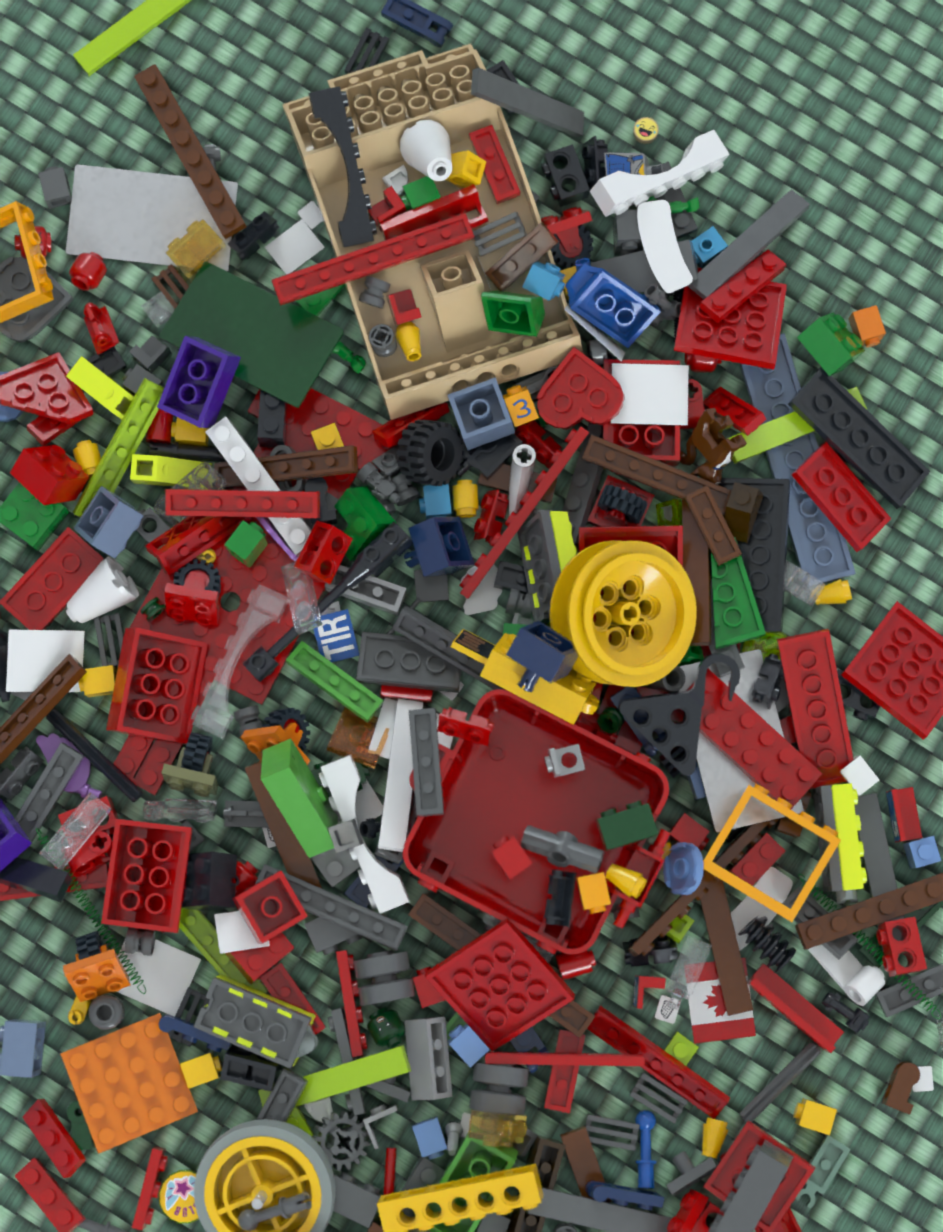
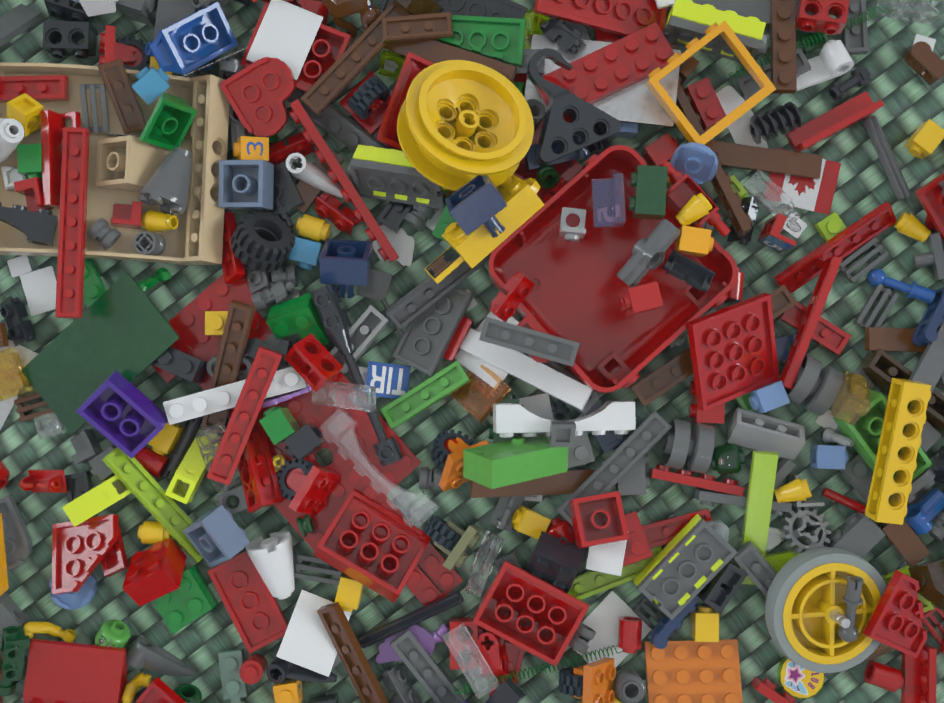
camera: 65 degrees left, 5 degrees up
(162, 992) = (629, 634): none -> red brick
(239, 574) = (304, 441): none -> black brick
(241, 840) = (529, 522): none -> yellow brick
(377, 1107) = (793, 491): none -> yellow cone
(451, 338) = (170, 183): none -> dark grey cone
(601, 788) = (608, 201): none -> clear purple panel

